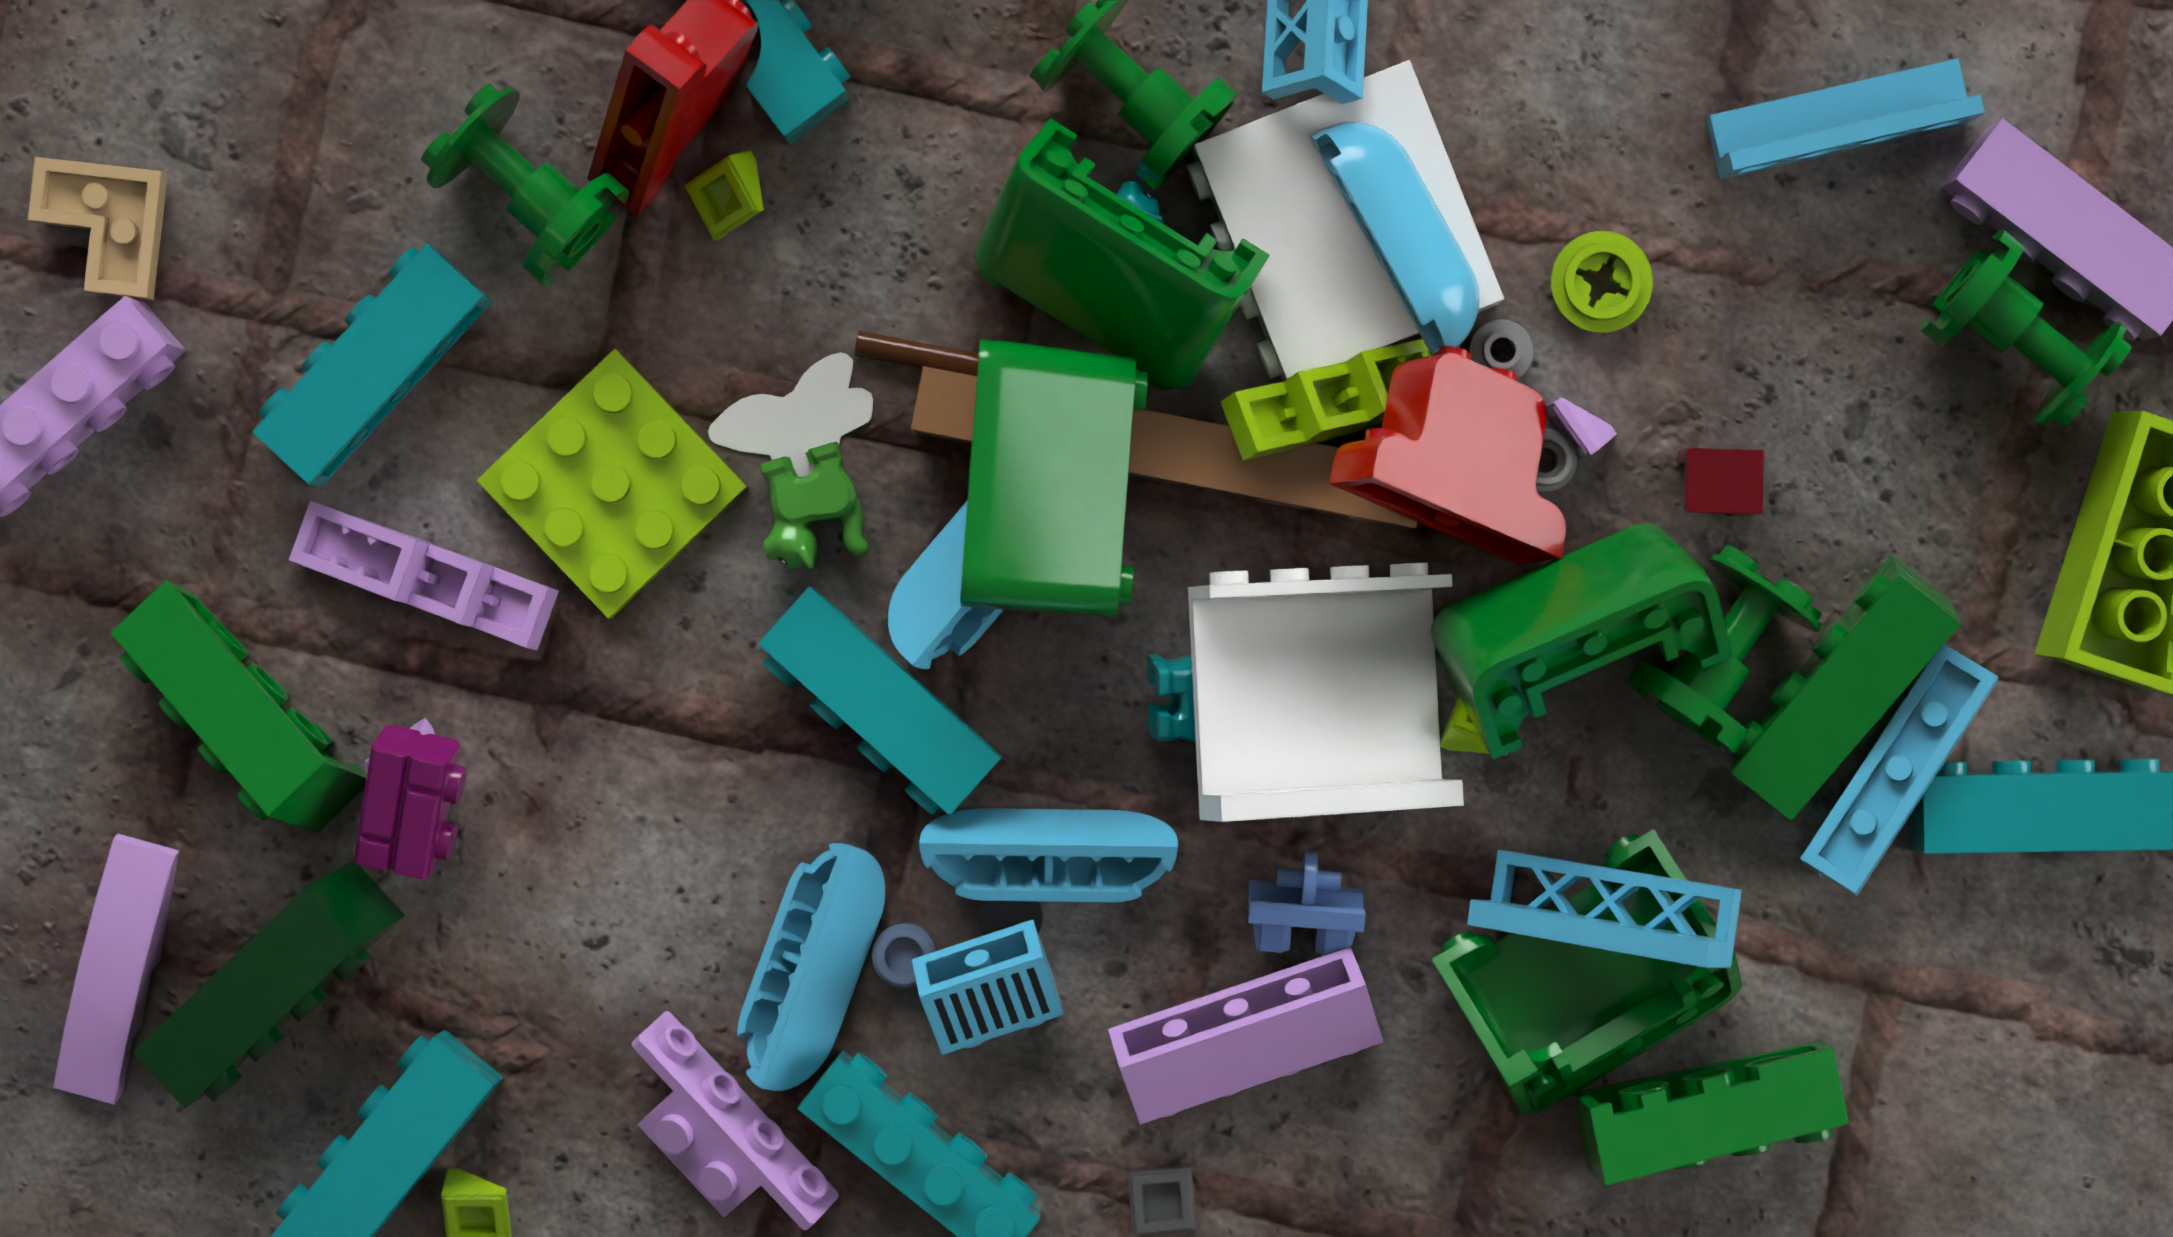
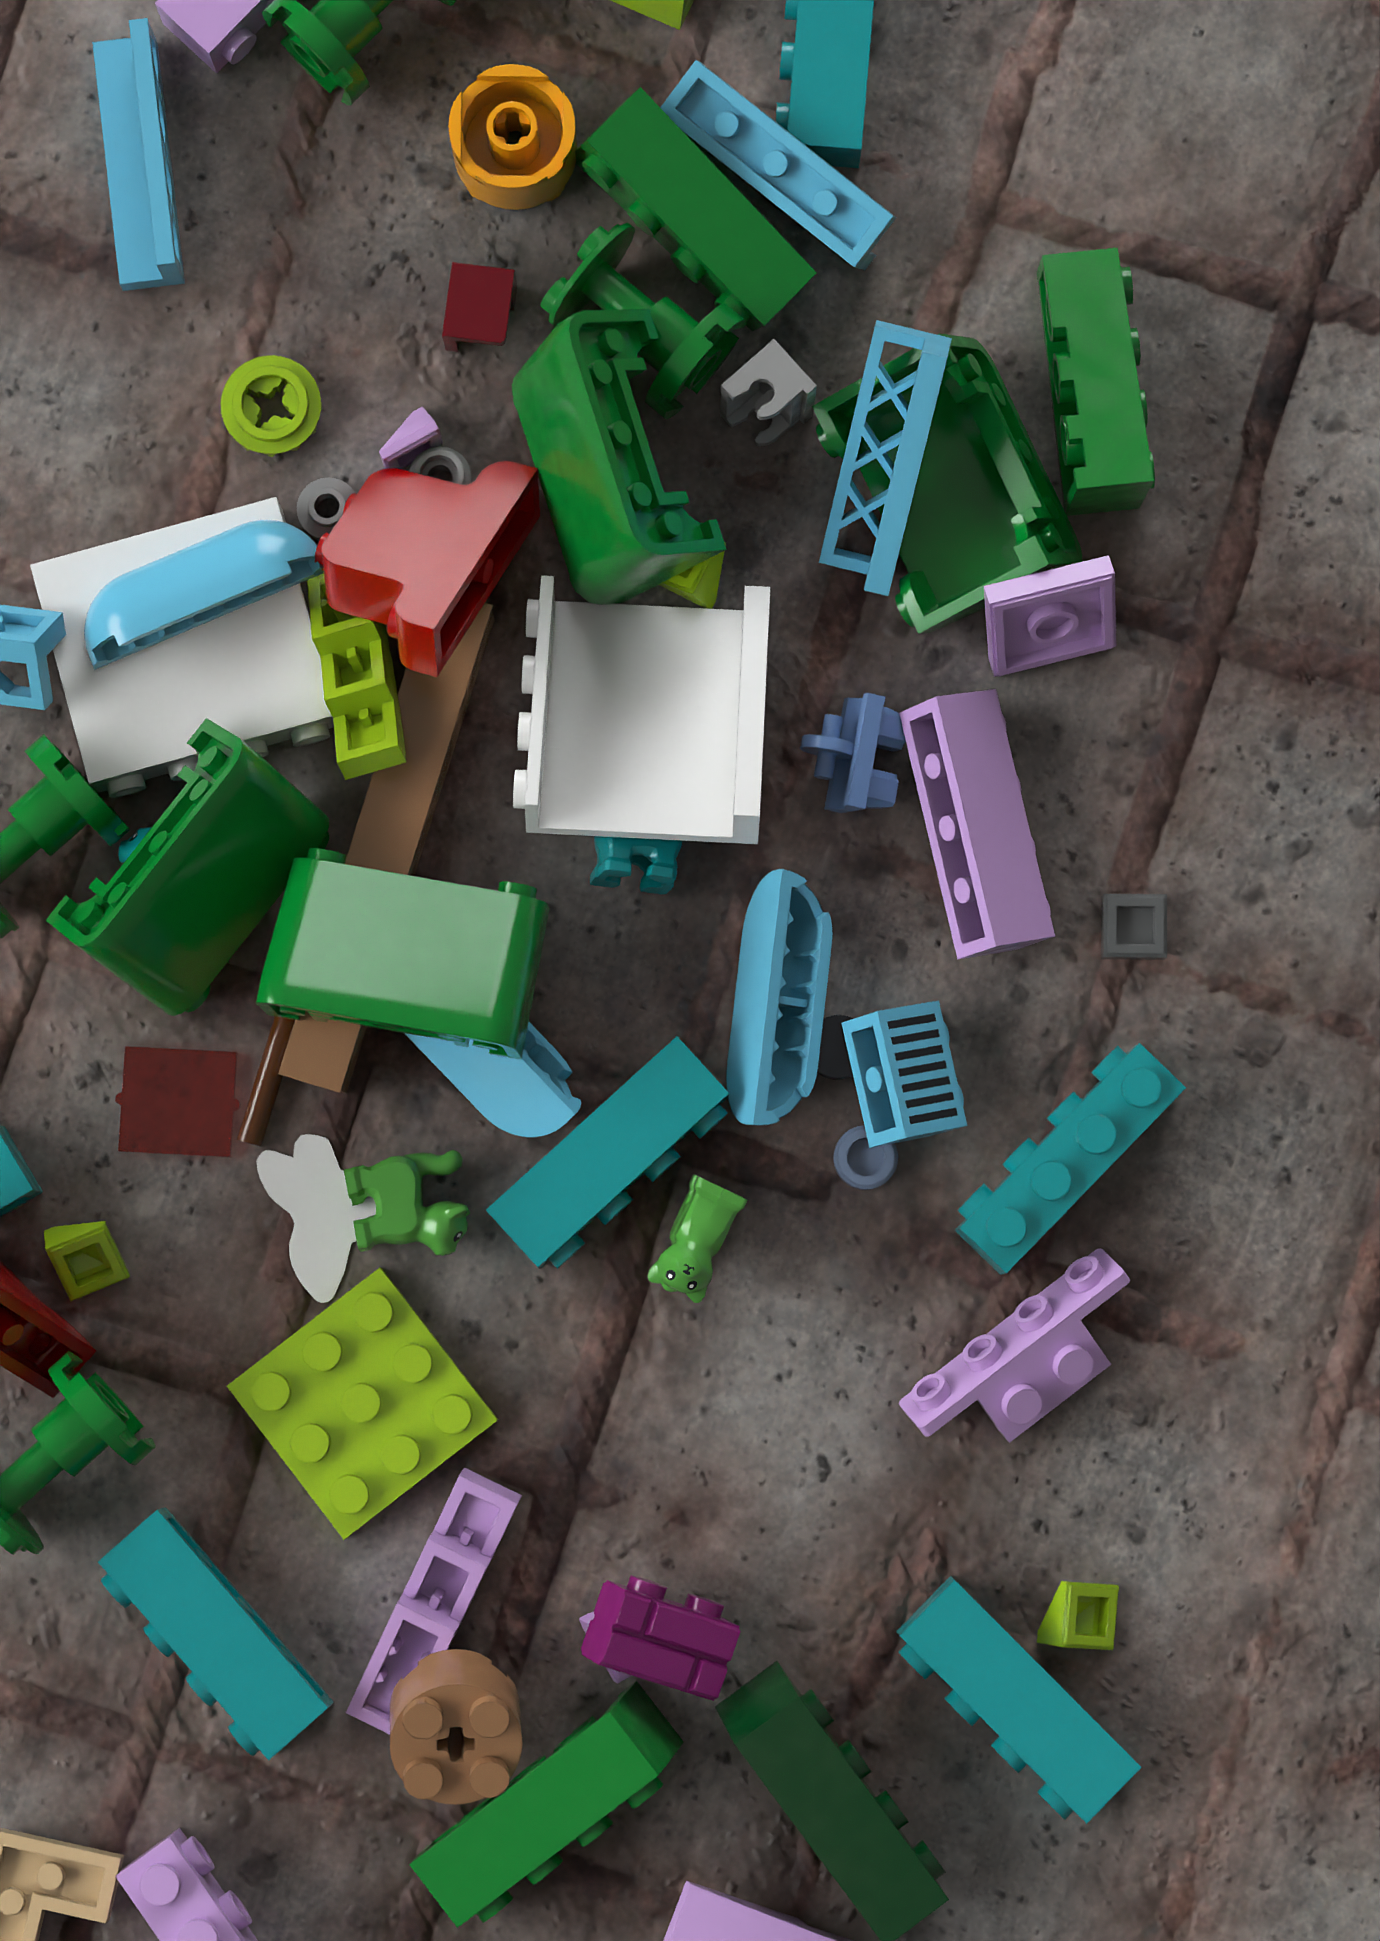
camera: 85 degrees left, 5 degrees down
(300, 611) = (455, 1728): none -> medium nougat brick
(805, 798) = (696, 1238): none -> bright green animal
(811, 965) = (865, 1250): medium azure brick -> none
(891, 268) = (177, 1101): none -> clear red piece
(1462, 1091) = (1050, 616): none -> lavender tile
(1666, 790) = (773, 389): none -> light grey hinge
(1915, 464) = (479, 126): none -> light orange brick

